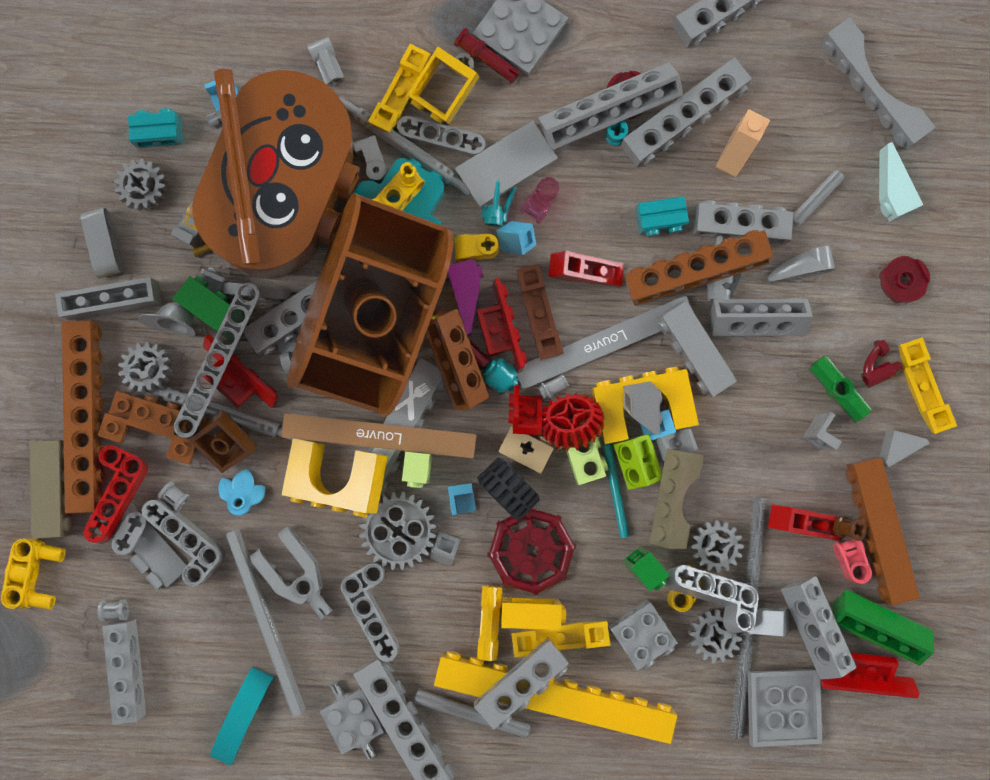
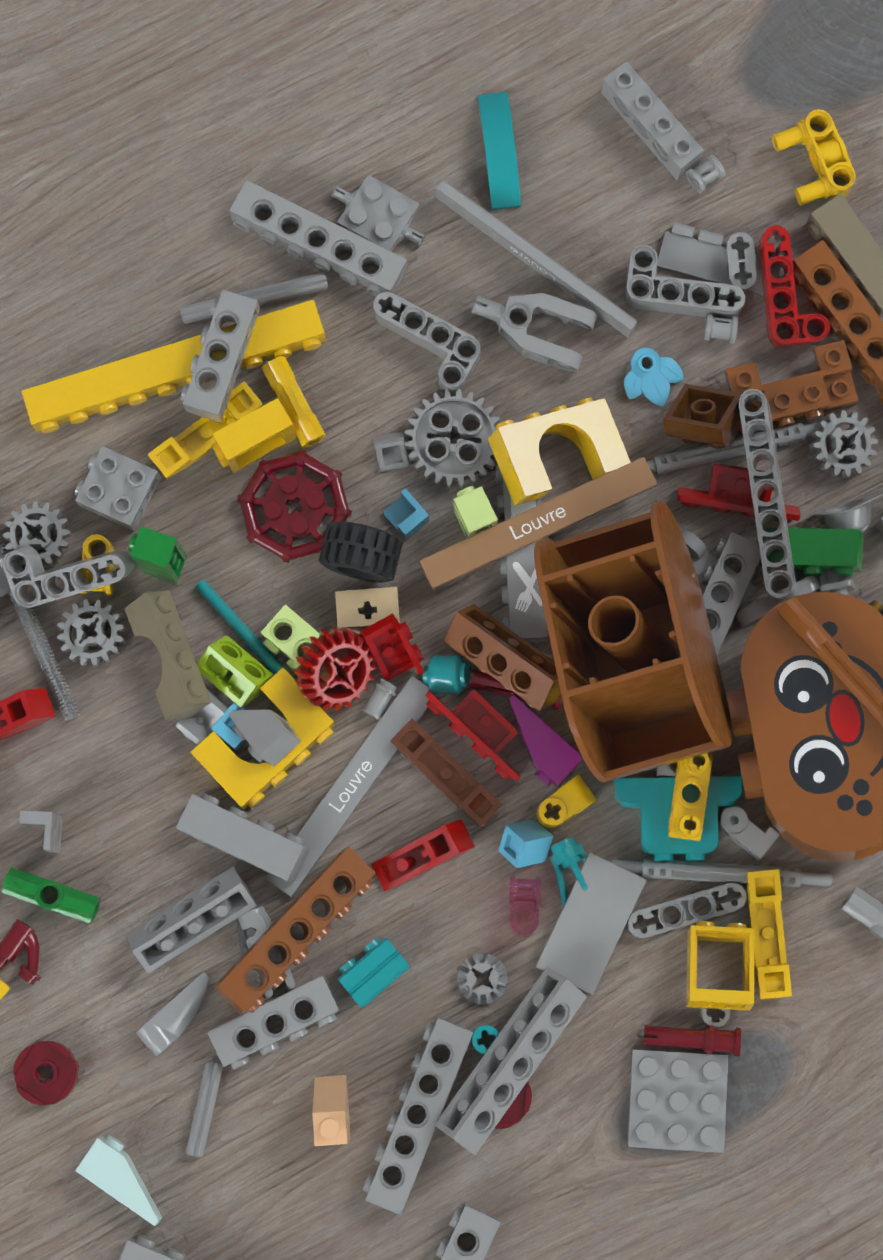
camera: 155 degrees right, 5 degrees down
(589, 181) = (481, 963): none -> light grey gear

